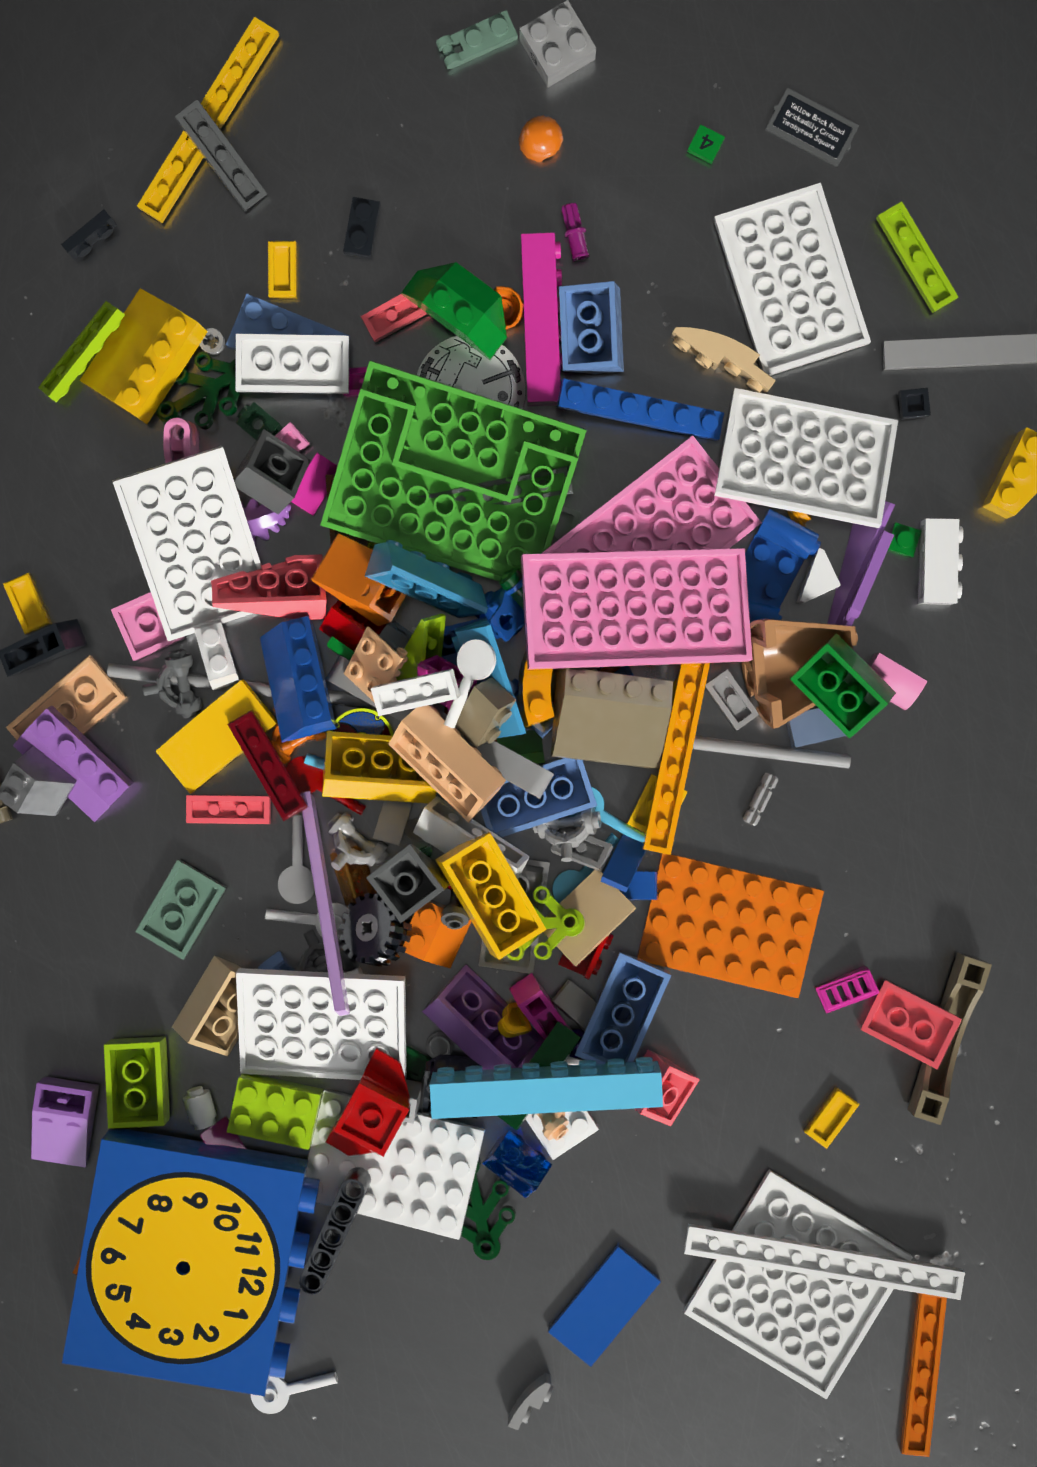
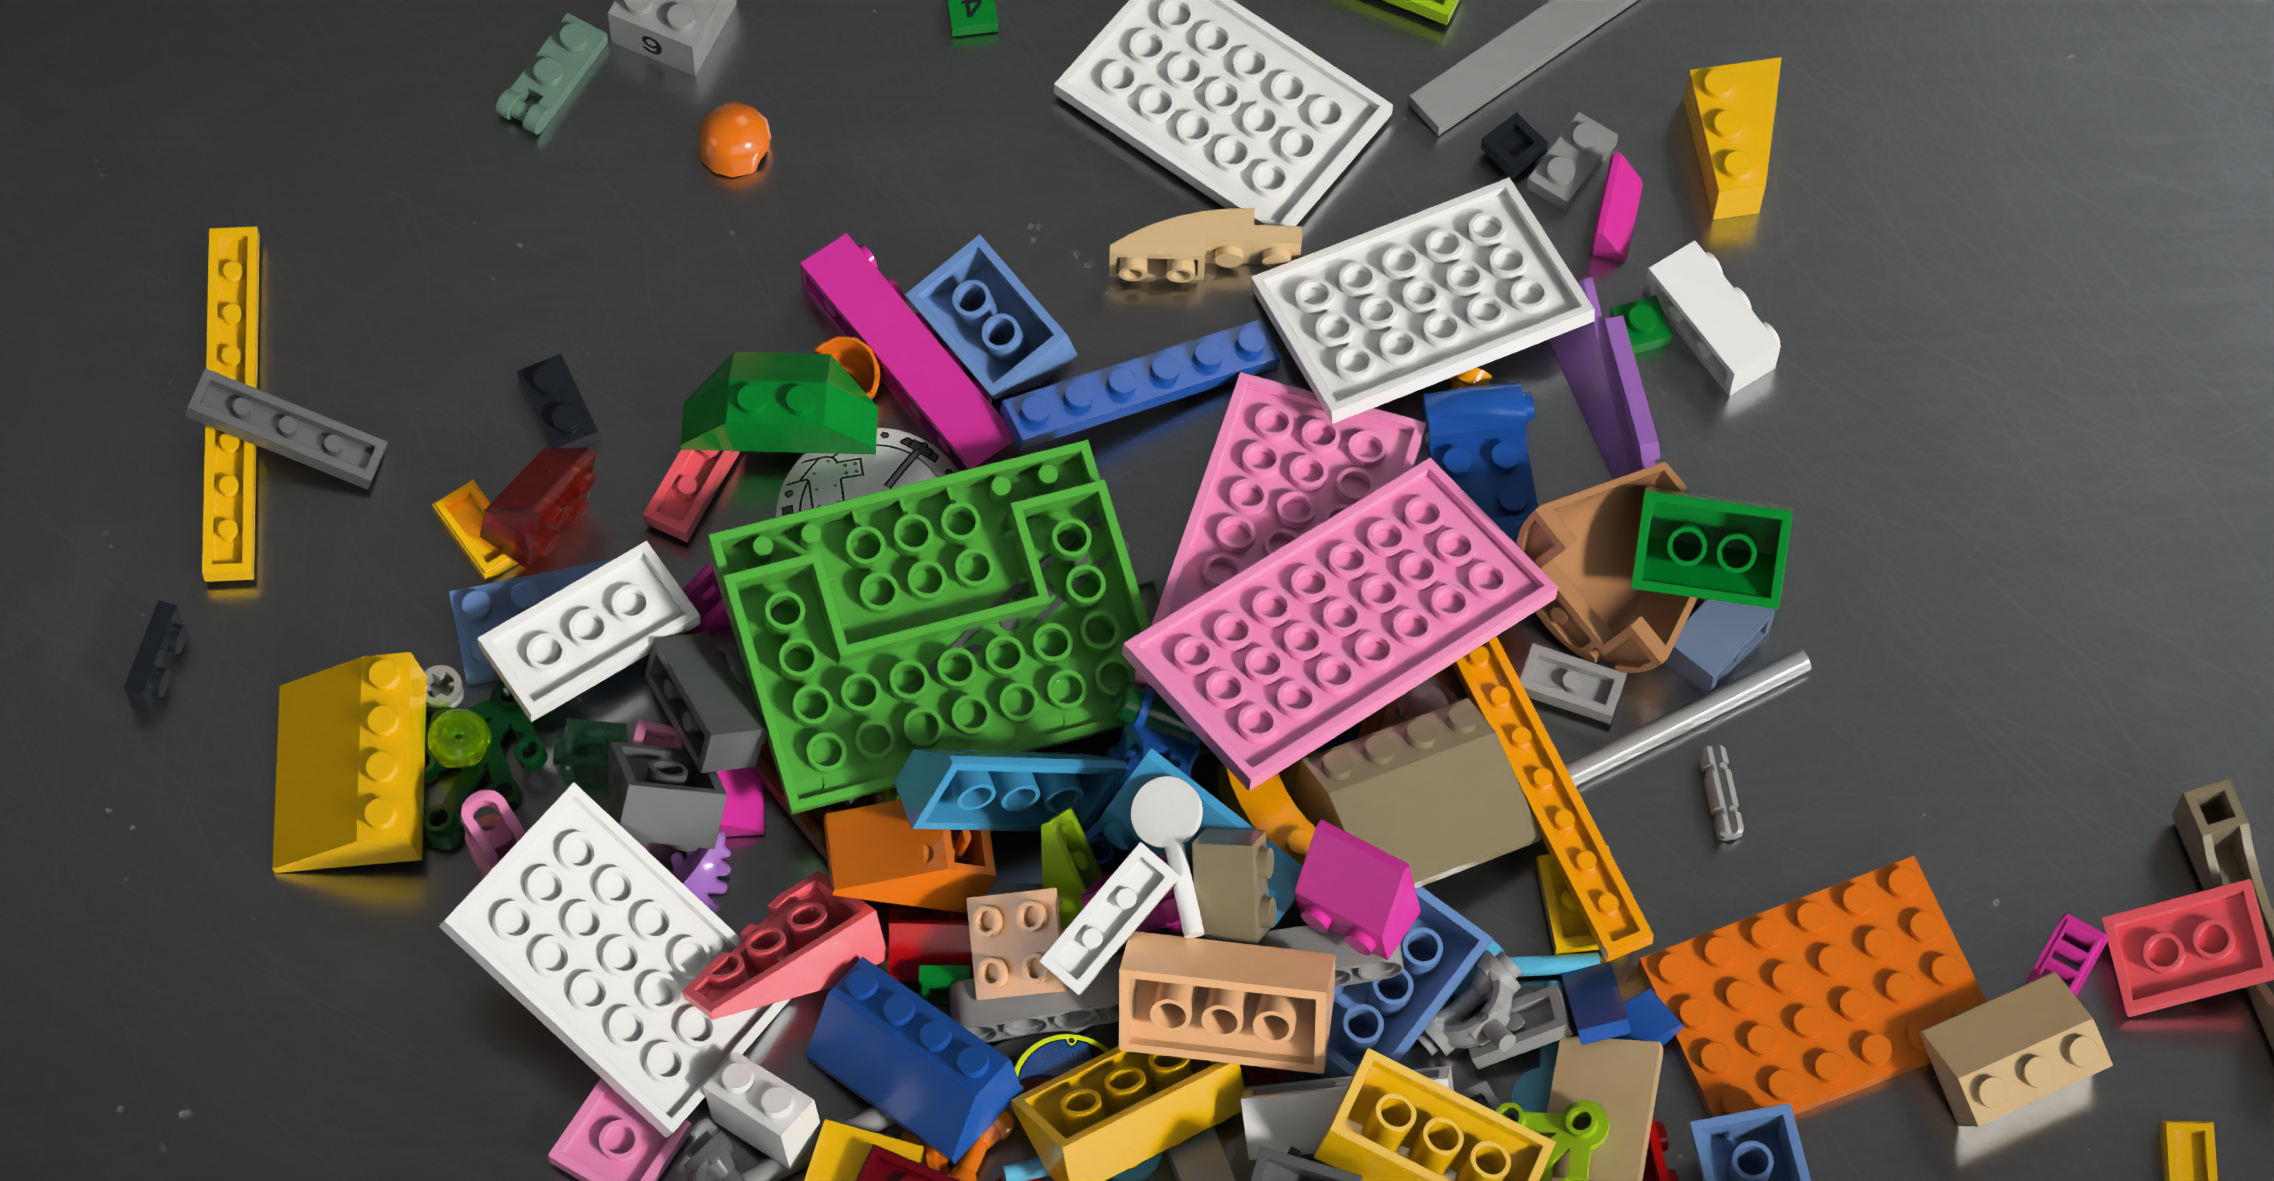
camera: 35 degrees left, 25 degrees down
(81, 351) = (250, 822): lime plate -> none
(208, 379) = (460, 752): none -> clear neon green plate
(313, 279) = (540, 504): none -> clear red slope
(321, 438) = (705, 702): none -> dark grey brick
(534, 758) = (1356, 892): none -> dark pink slope
(575, 232) = (872, 224): magenta axle -> none
(794, 1016) = (2014, 1050): none -> tan slope
(818, 579) = (1565, 443): white slope -> none
(901, 680) = (1802, 491): bright pink brick -> none
(937, 430) = (1572, 161): none -> light grey plate
(937, 472) = (1617, 210): none -> dark pink slope

